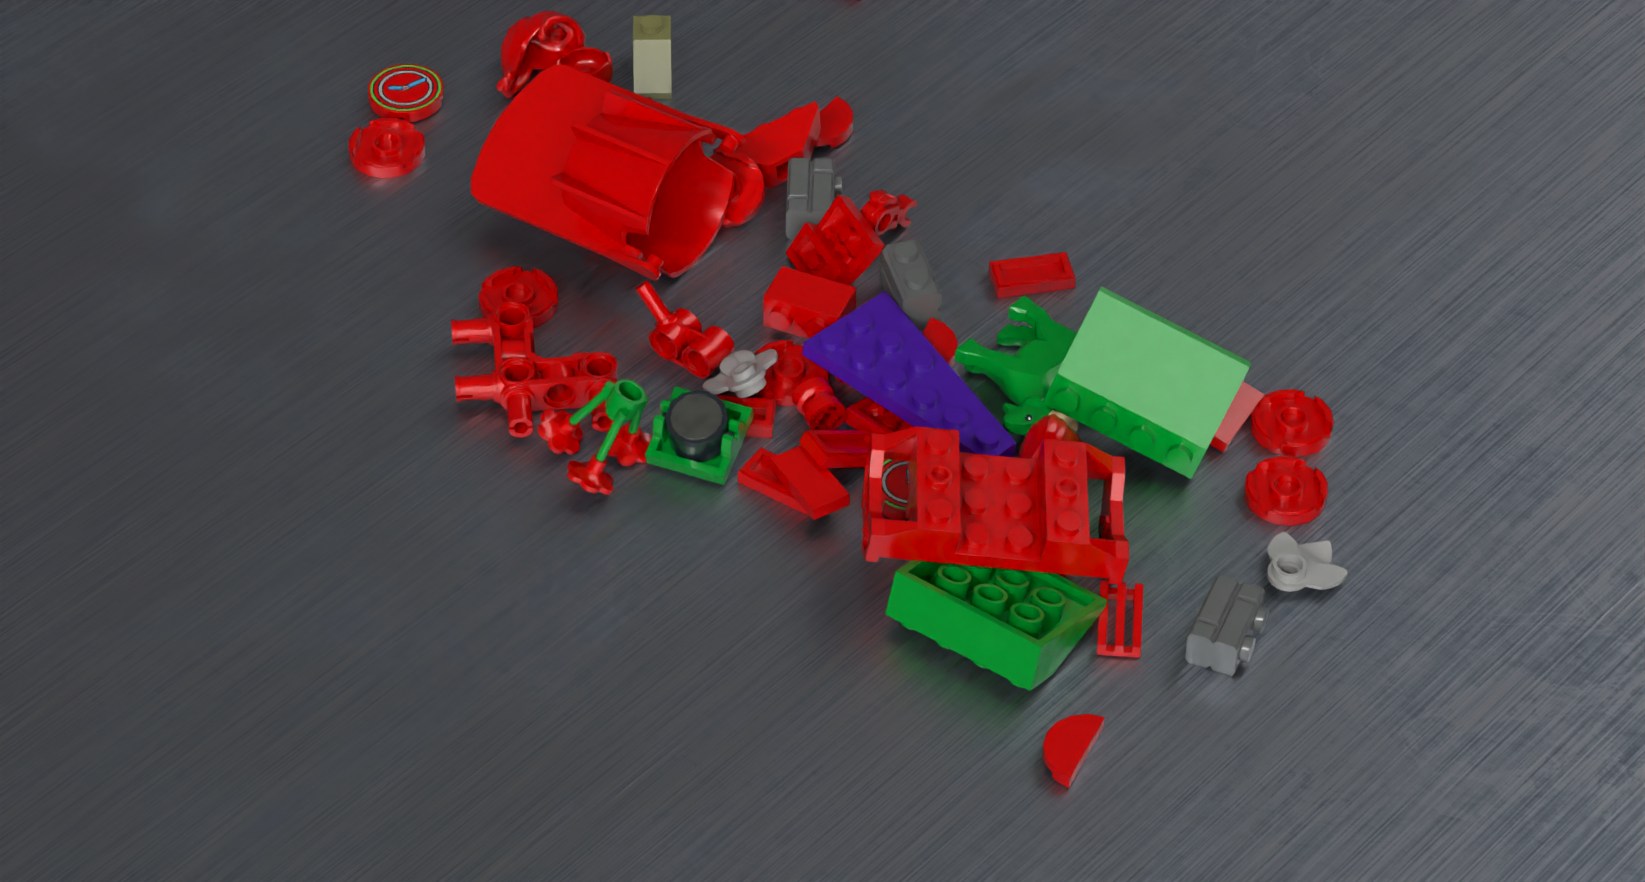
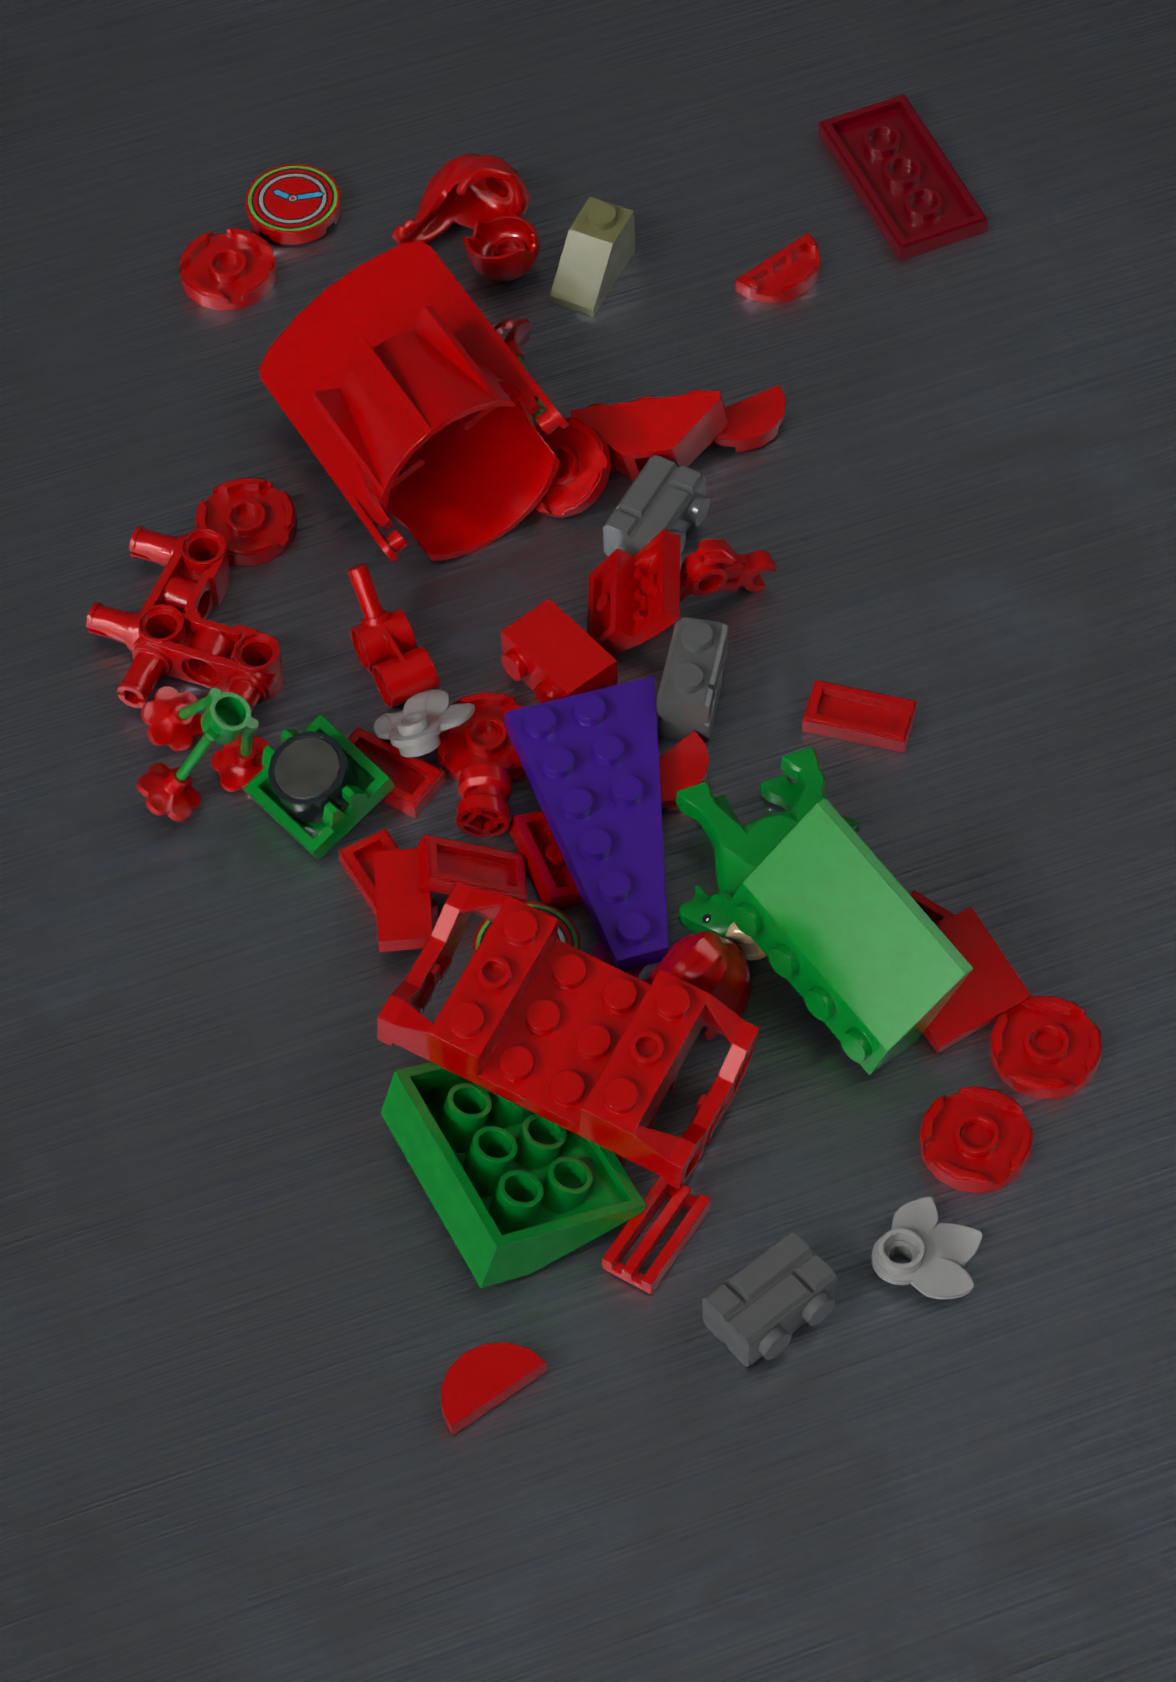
camera: 30 degrees right, 10 degrees up
(788, 32) = (784, 274): none -> red tile

